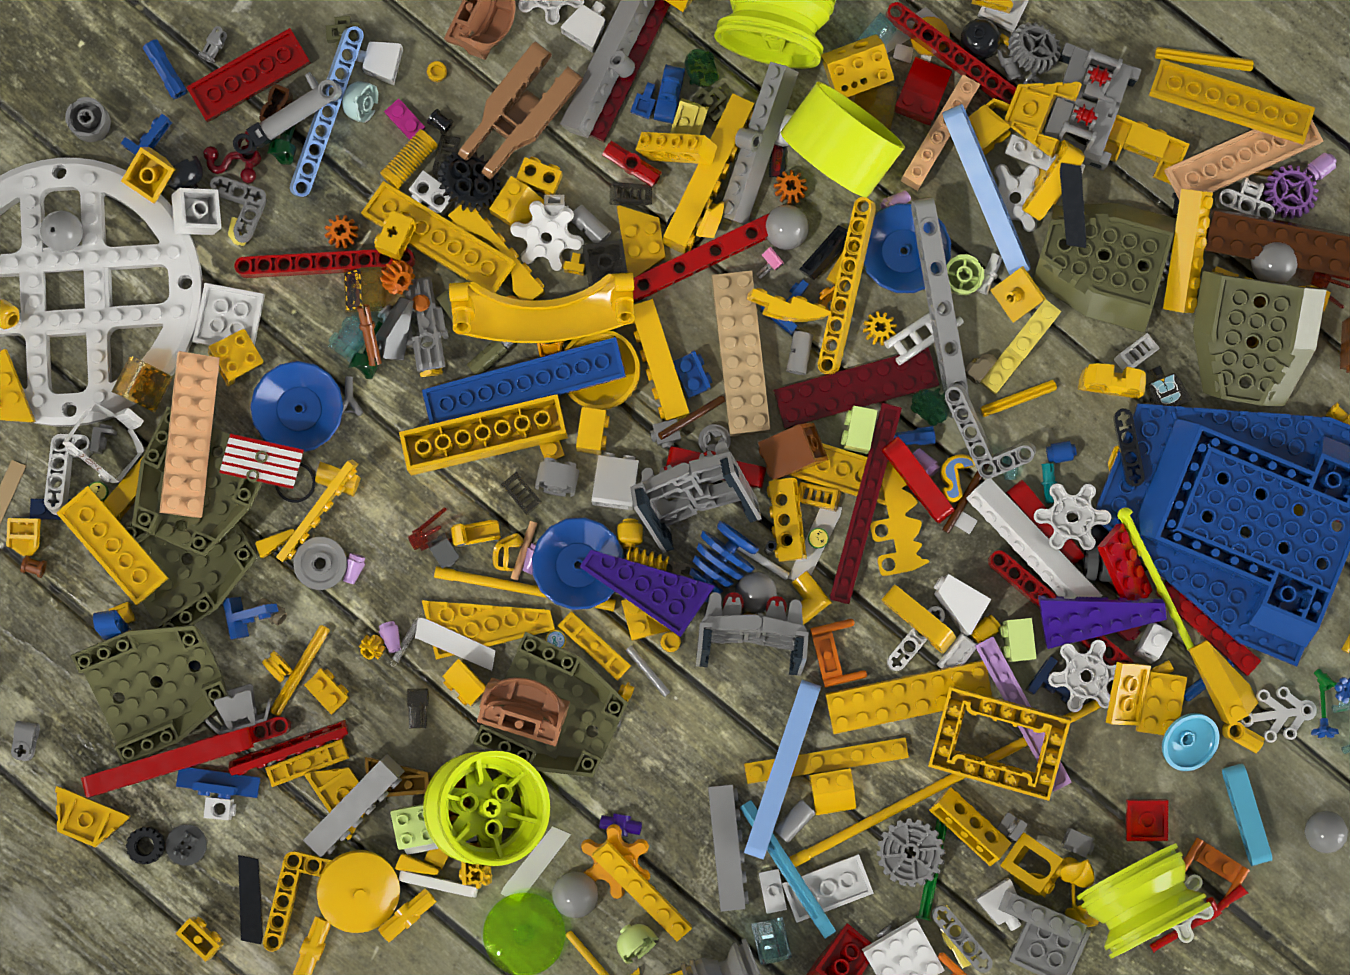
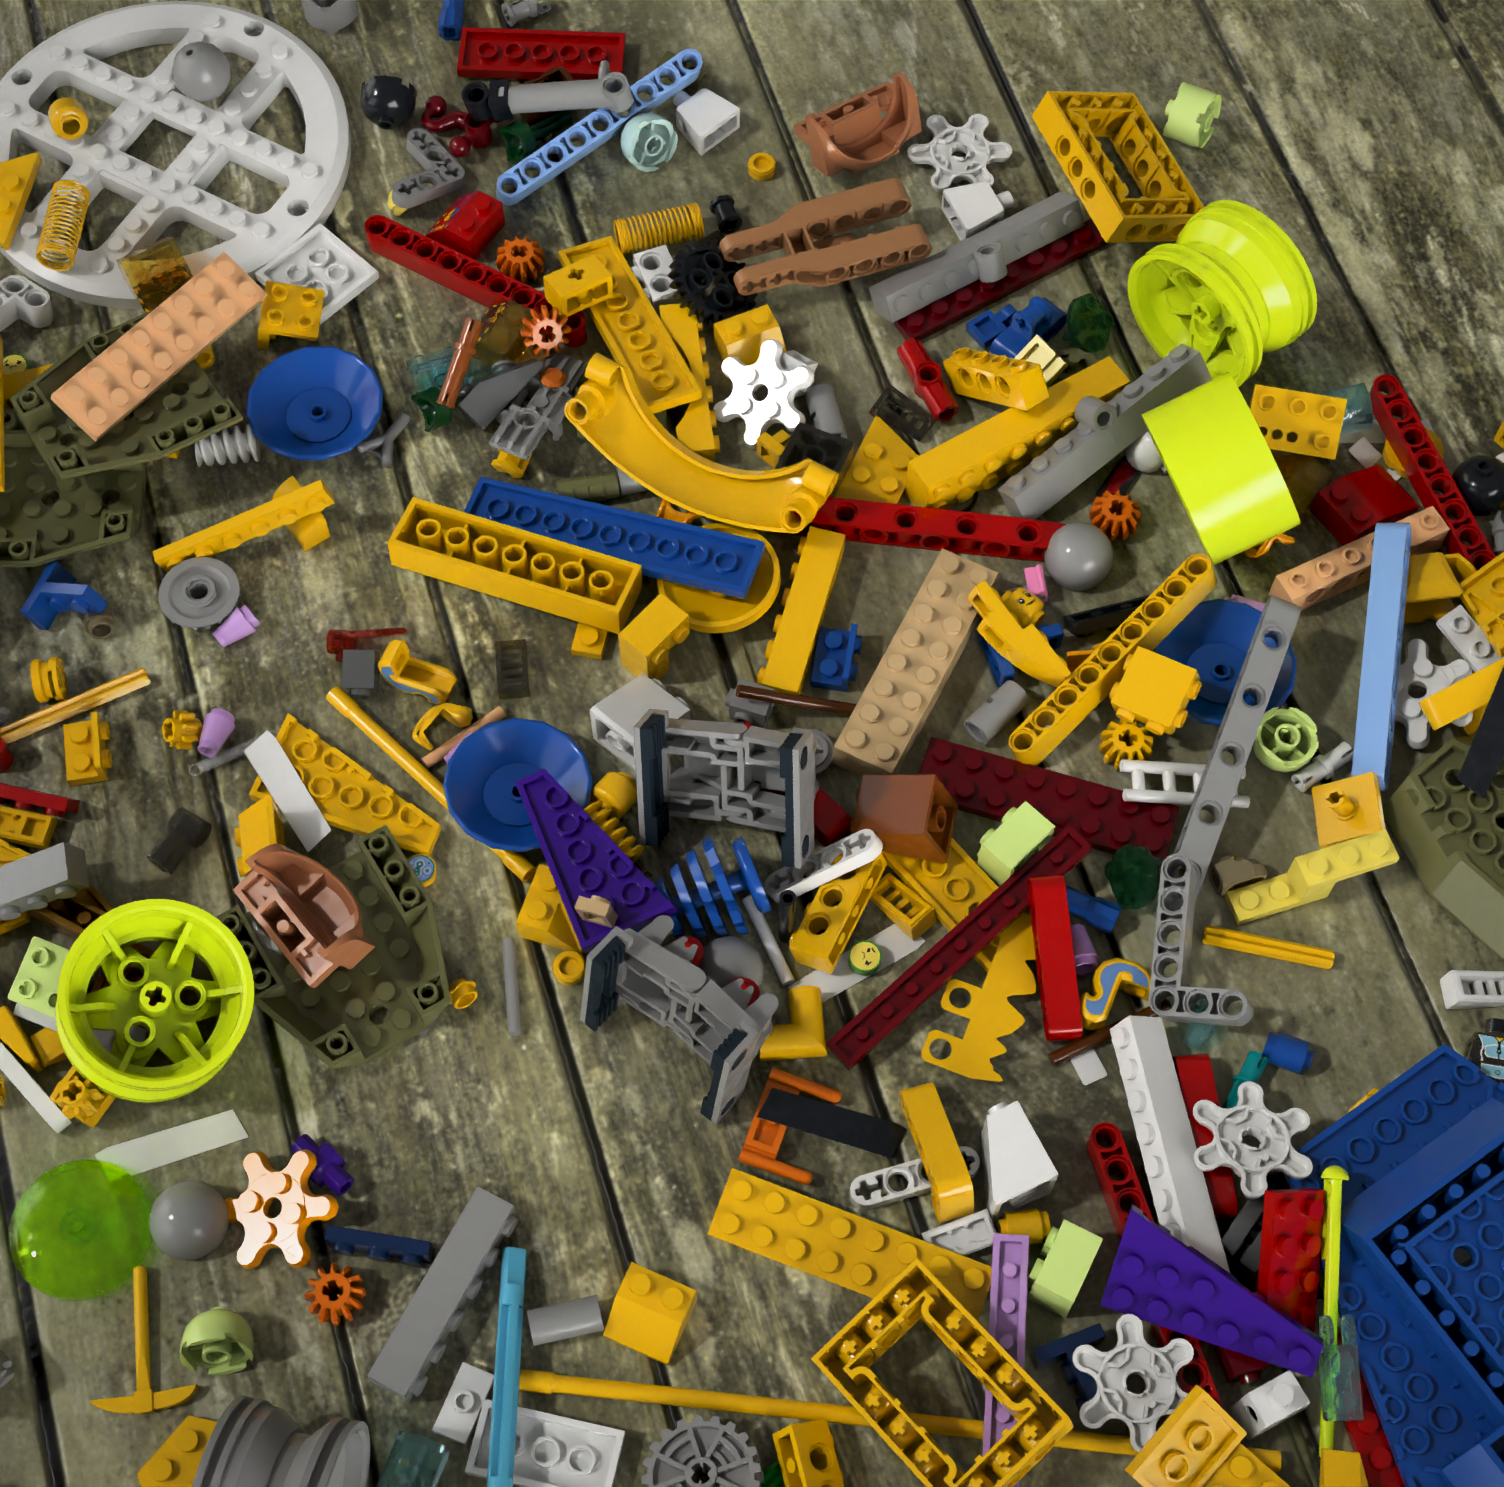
camera: 35 degrees right, 20 degrees down
(72, 412) = (63, 249): none -> yellow piece
(98, 439) = (63, 311): light grey bracket -> none
(125, 416) = (105, 287): white piece -> none
(148, 173) = (343, 66): yellow slope -> none
(149, 139) = (380, 55): blue bracket -> none
(196, 211) = (369, 143): white brick -> none
(272, 543) = (153, 536): yellow slope -> none
(278, 470) = (224, 435): white sticker -> none
(290, 227) = (469, 224): none -> red slope
(308, 495) = (231, 476): black piece -> none
(404, 119) = (685, 188): dark pink plate -> none
(537, 181) = (806, 335): yellow brick -> none
(557, 477) = (569, 669): light grey brick -> none
(594, 645) = (464, 908): yellow plate -> none
(641, 890) = (280, 1272): yellow plate -> none
(673, 890) = (335, 1309): none -> orange gear
(677, 613) = (596, 910): none -> tan plate
(678, 846) = (379, 1246): none -> dark blue plate
(711, 221) = (982, 482): yellow slope -> none
(770, 508) = (864, 847): none -> white beam
(776, 282) = (1025, 606): none -> yellow head
(782, 769) = (595, 1231): light blue beam -> none
(833, 759) = (712, 1283): yellow plate -> none
(858, 637) = (832, 1122): none -> black sticker
(881, 294) = (1154, 691): none -> yellow brick
(1103, 379) = (1419, 999): yellow connector -> none
(1124, 448) = (1398, 1094): black beam -> none
(1177, 607) = (1340, 1372): none -> clear light blue hinge

